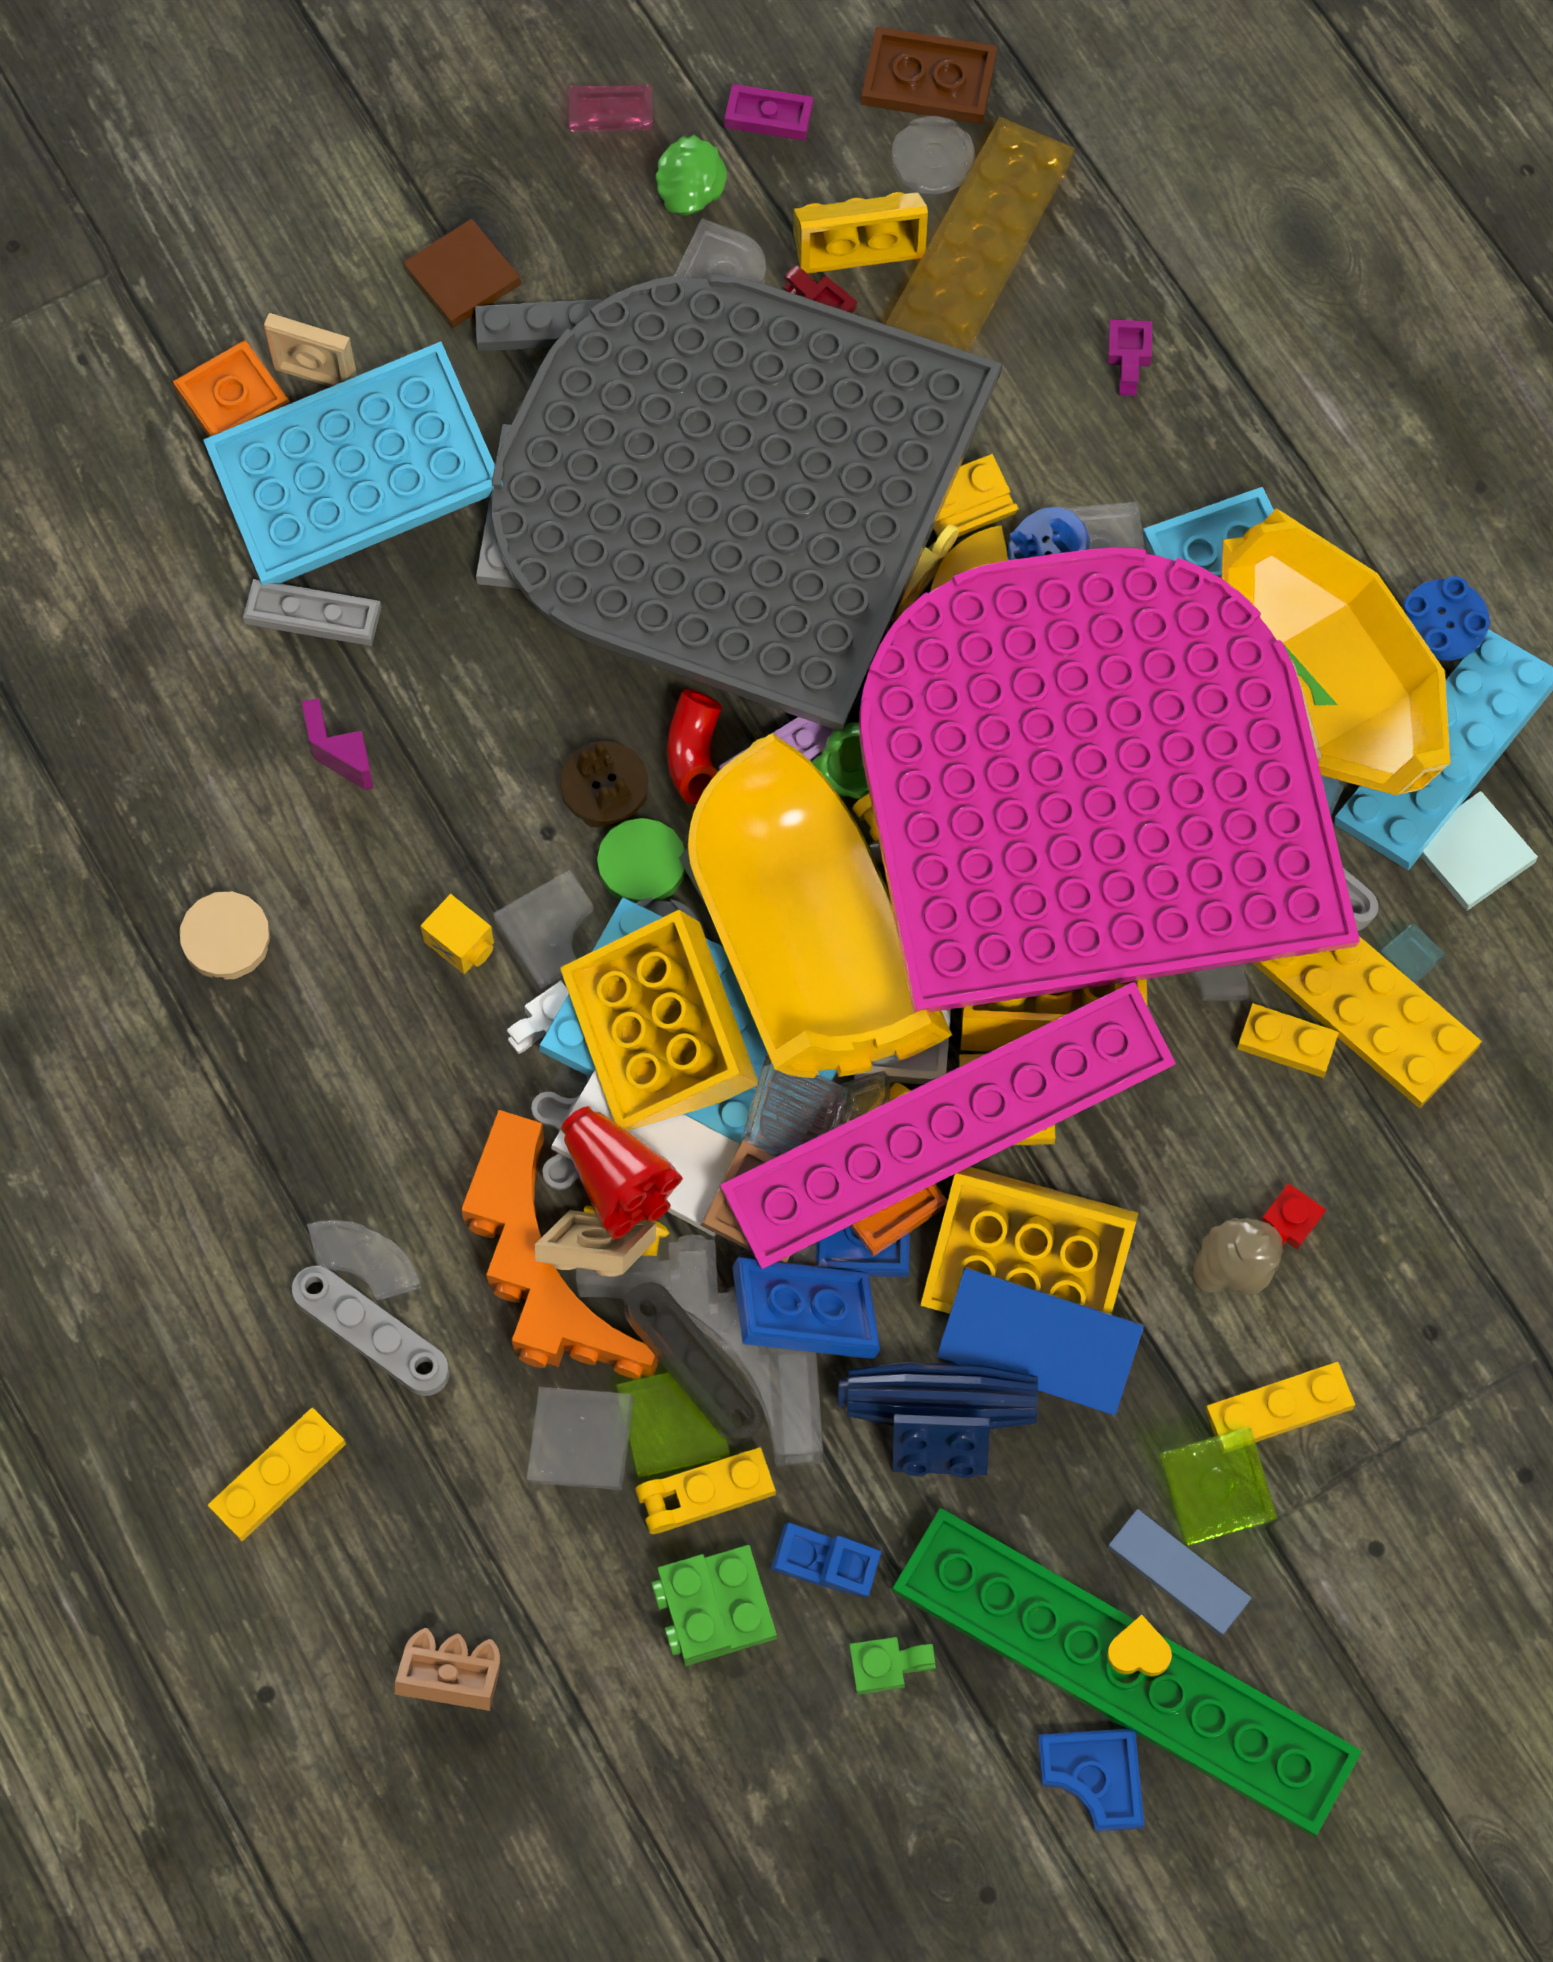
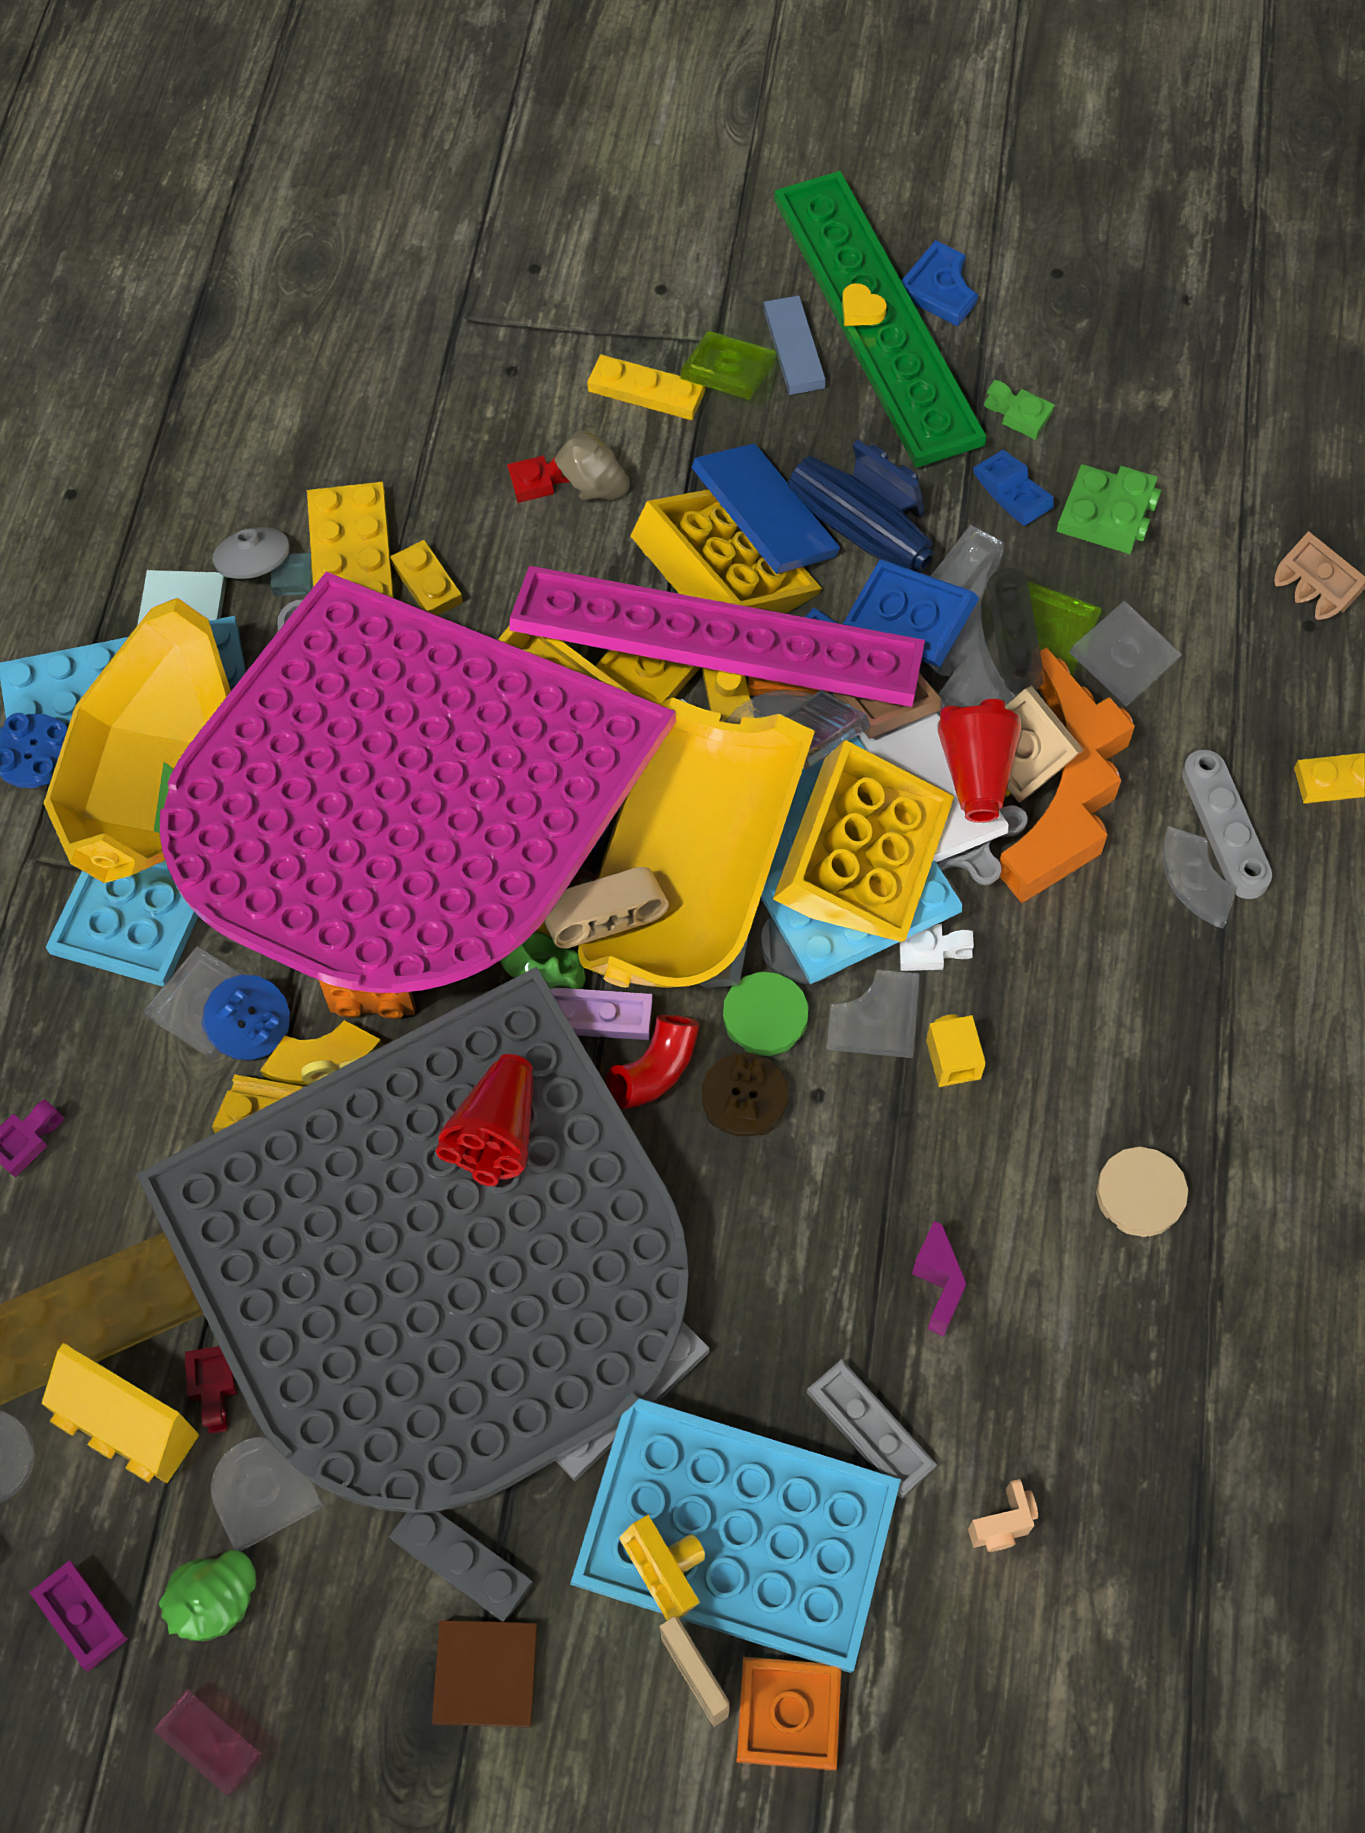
camera: 140 degrees left, 5 degrees down
(160, 607) = (1000, 1529): none -> light nougat bracket
(379, 387) = (664, 1566): none -> yellow tile
(707, 1490) = (1065, 573): yellow plate -> none
(758, 567) = (492, 1123): none -> red cone
(836, 833) = (606, 907): none -> tan beam
(1449, 944) = (251, 552): none -> light grey dish

